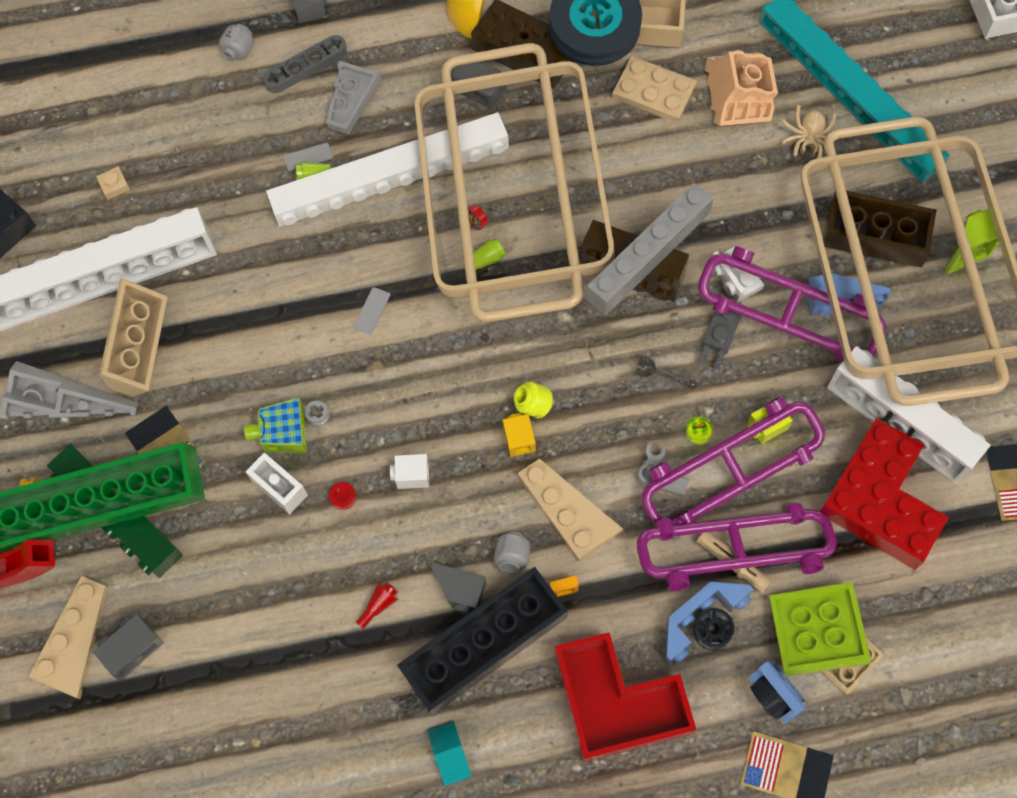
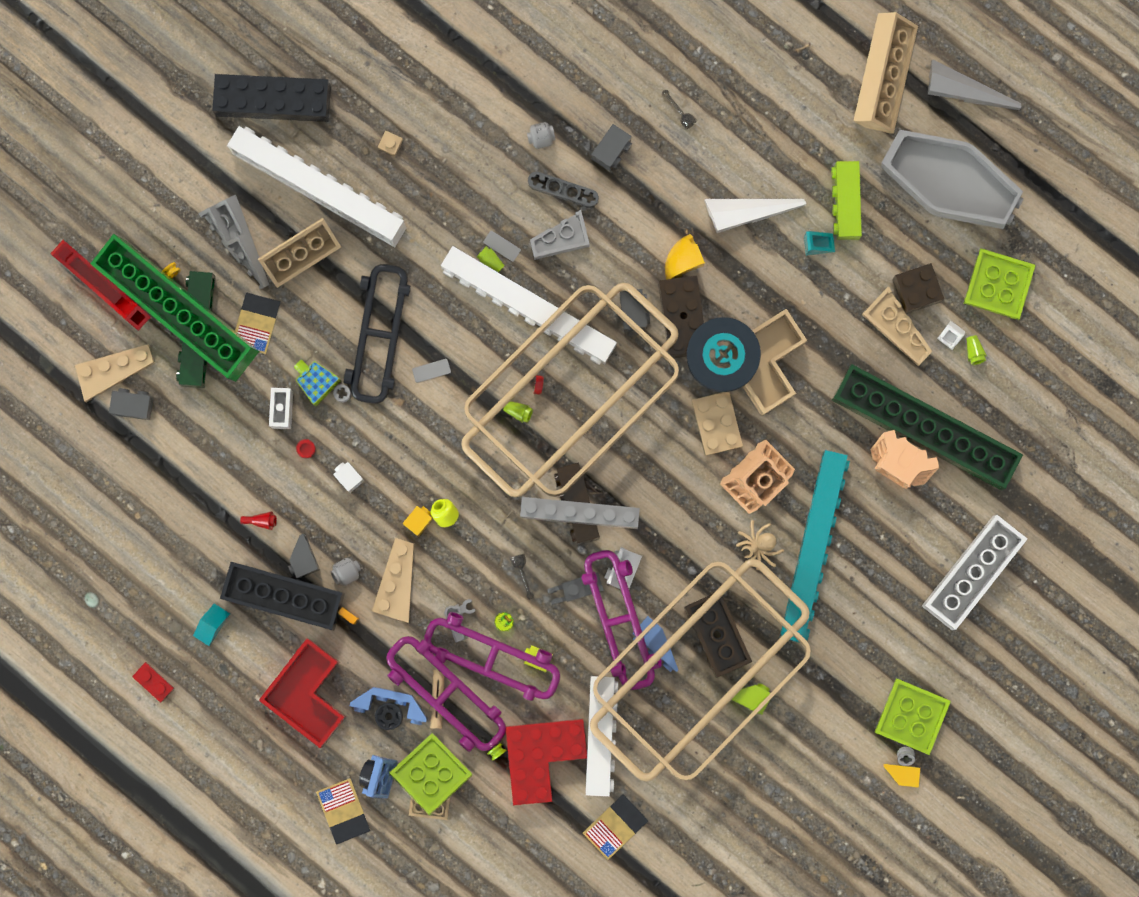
camera: 50 degrees right, 15 degrees up
(308, 388) = (351, 376): none -> black bar
(844, 541) = (496, 751): none -> lime bush

